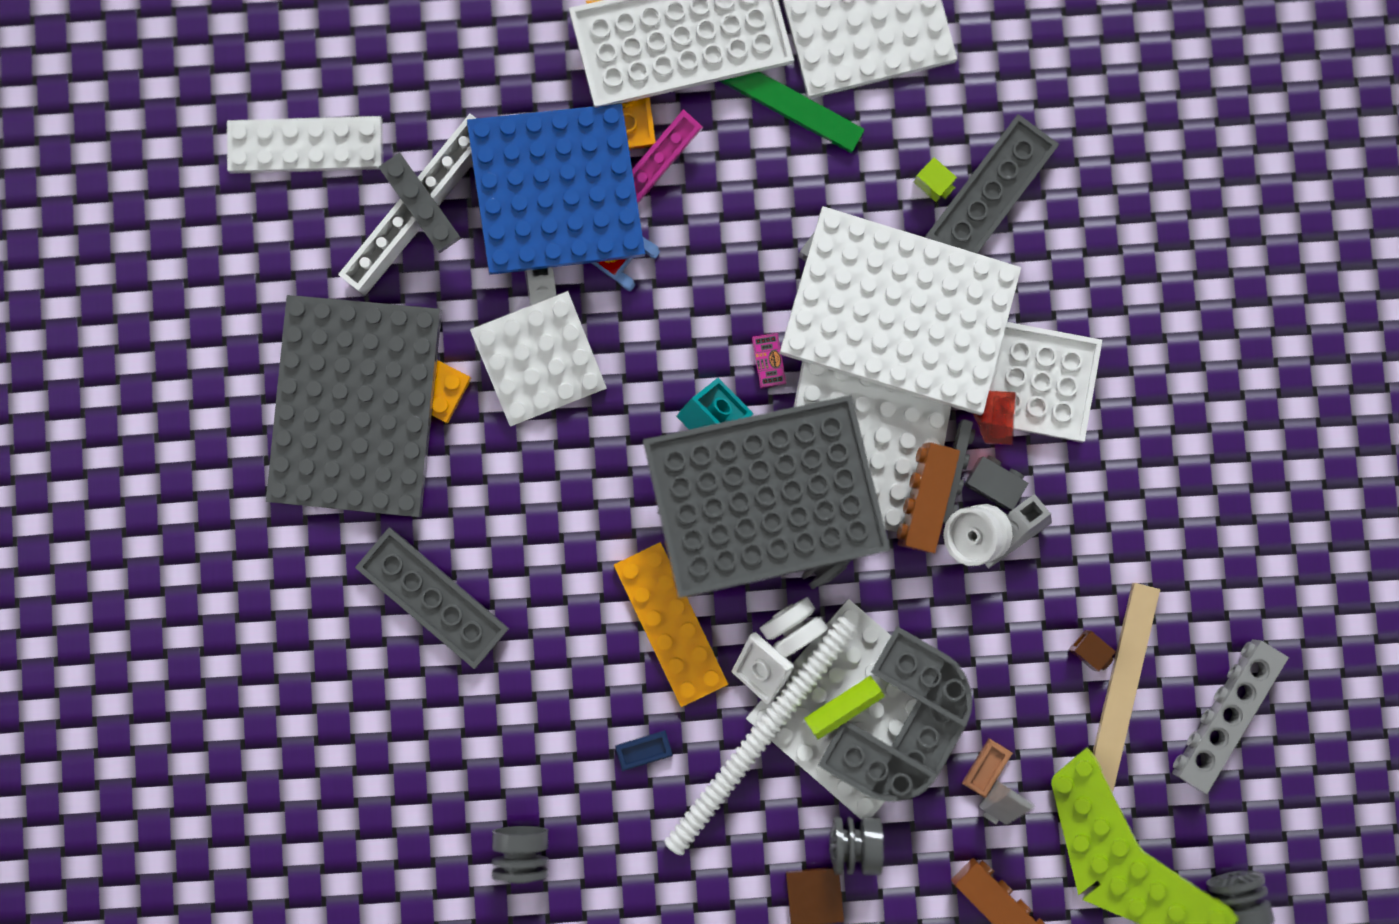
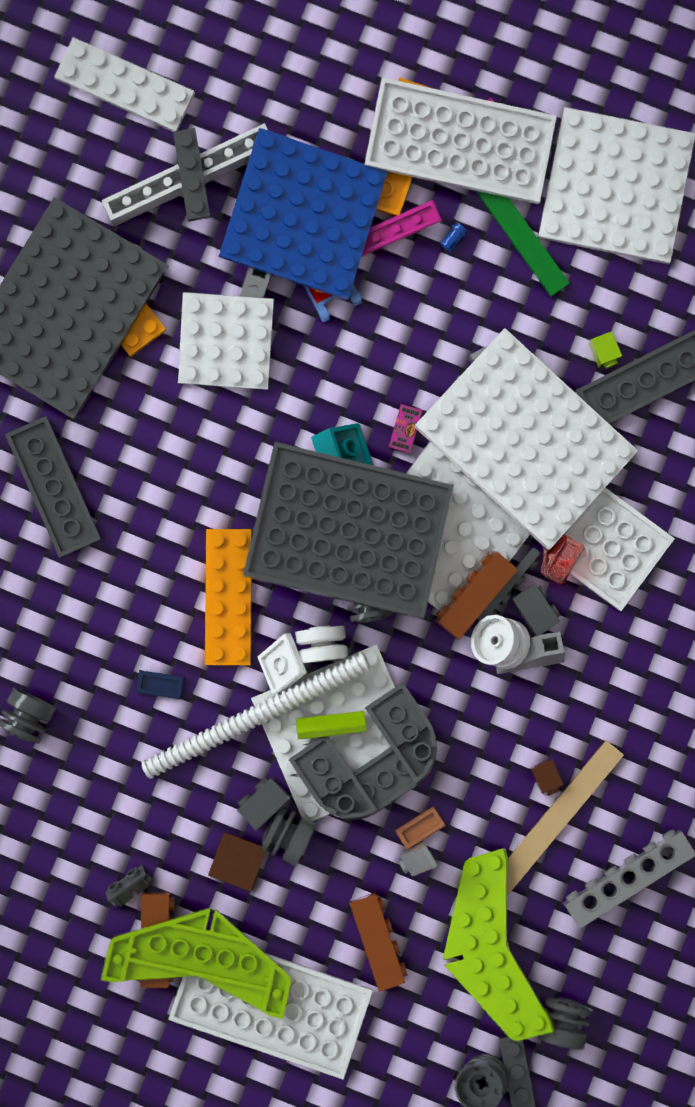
camera: 20 degrees right, 0 degrees up
(722, 138) = (453, 237): none -> blue pin
(813, 824) = (263, 803): none -> dark grey brick

